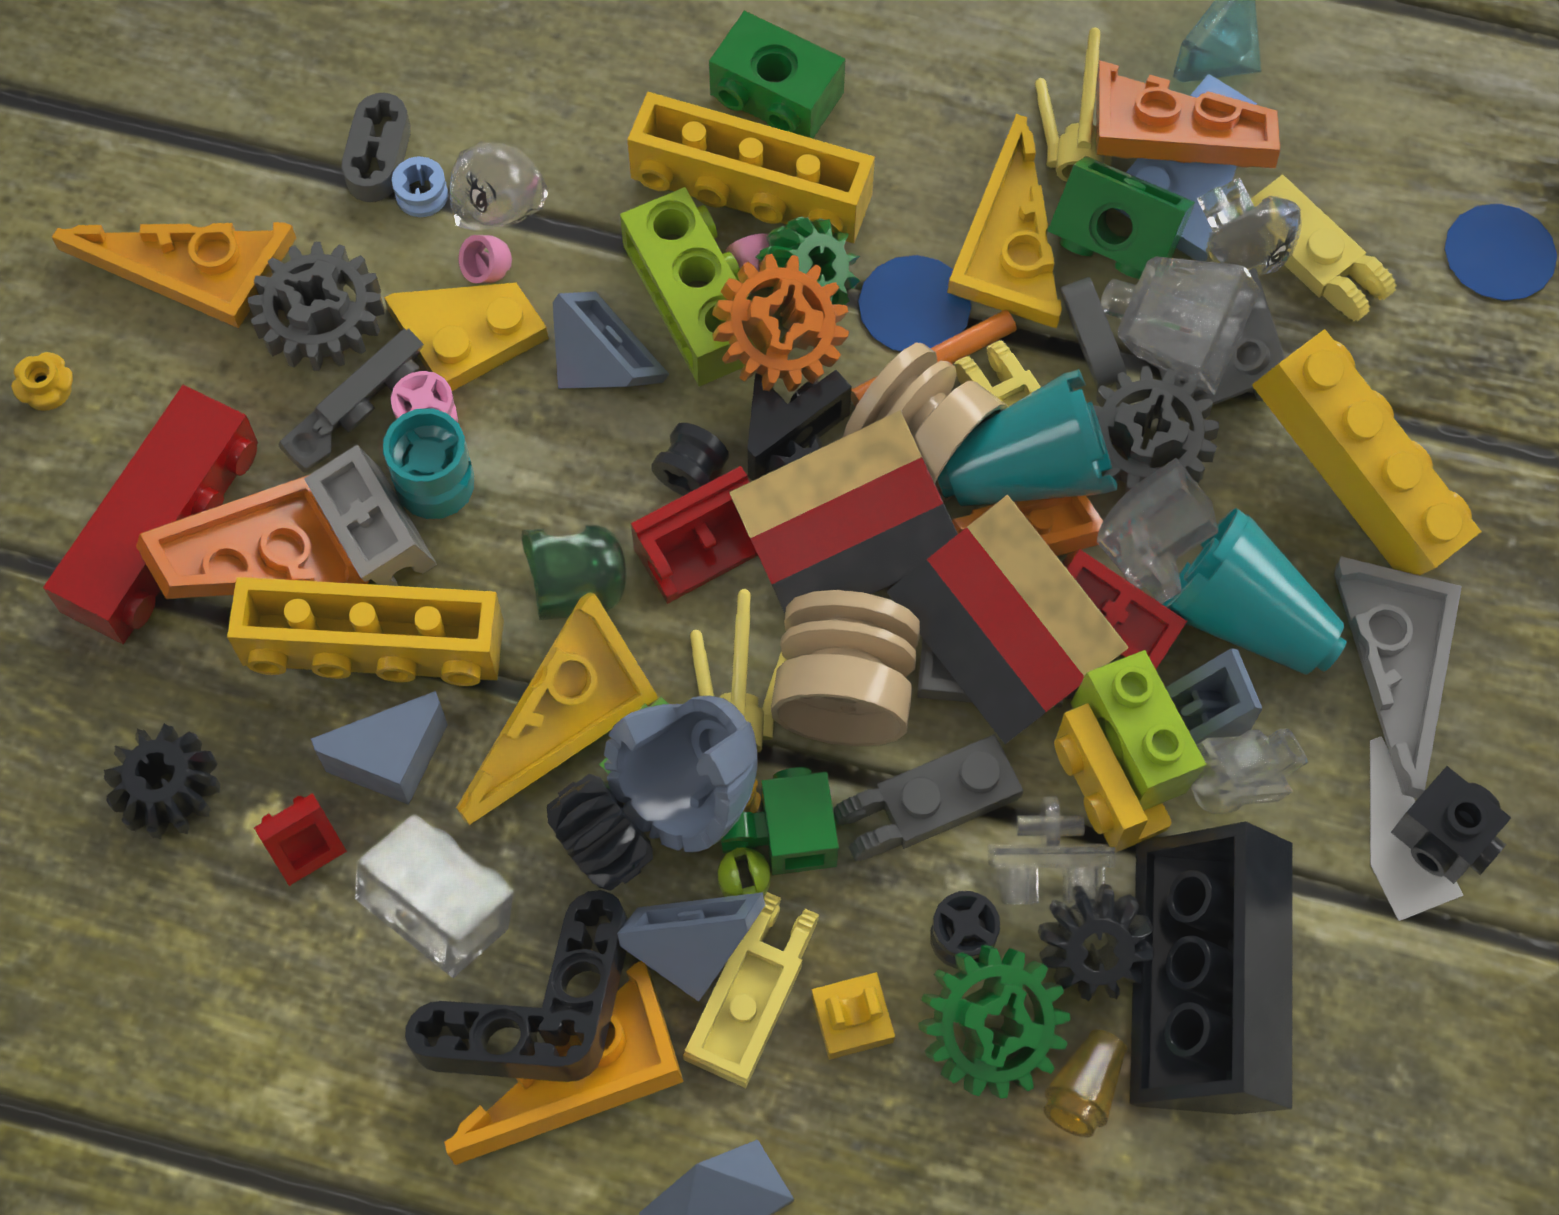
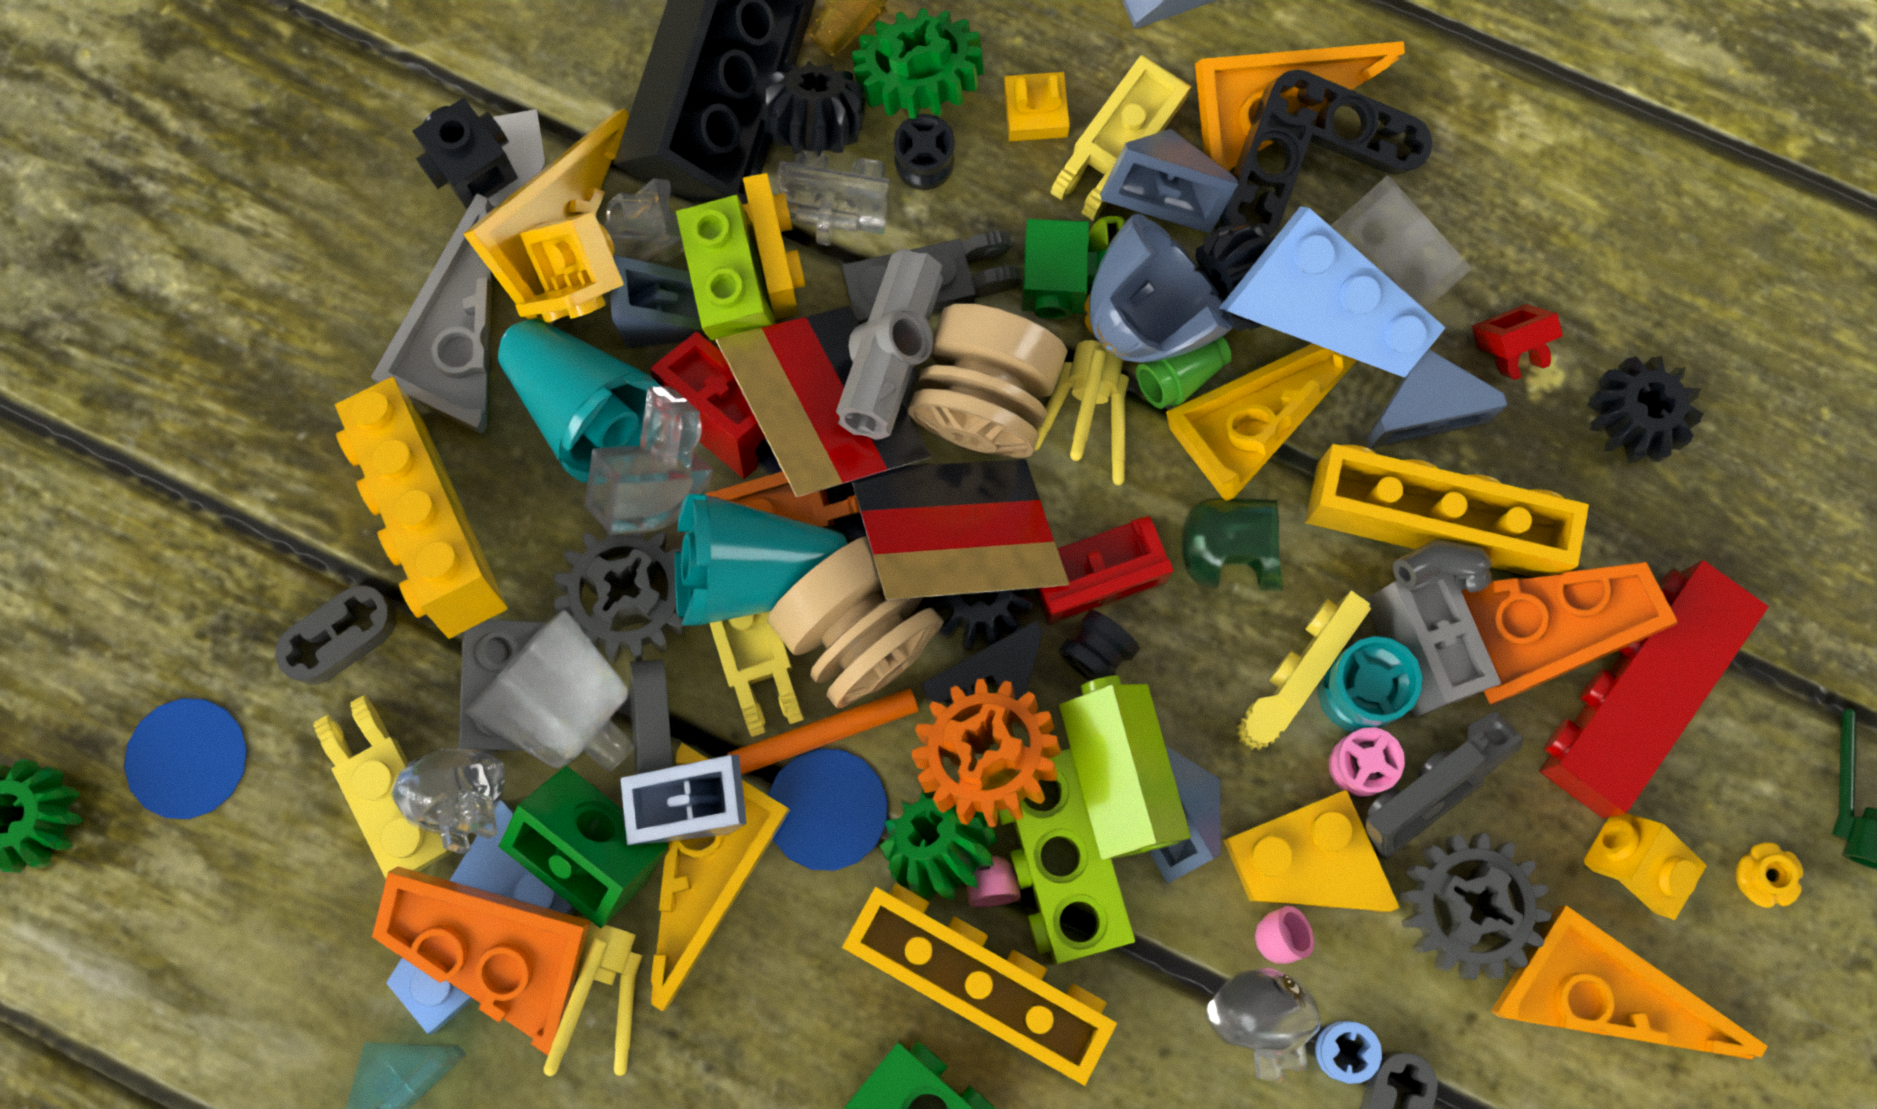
camera: 170 degrees left, 10 degrees up
(157, 365) = (1647, 862): none -> yellow bracket
(362, 567) = (1465, 561): none -> dark grey arm
(492, 471) = (1299, 674): none -> light yellow hinge
(504, 796) = (1333, 297): none -> light blue wing
(651, 342) = (1123, 768): none -> lime brick
(951, 675) = (890, 344): none -> light grey piece
(1041, 246) = (684, 801): none -> sand blue slope
(1294, 684) = (572, 265): none -> yellow bracket
(1351, 758) = (557, 192): none -> yellow wing
(1415, 372) = (328, 623): none -> dark grey beam

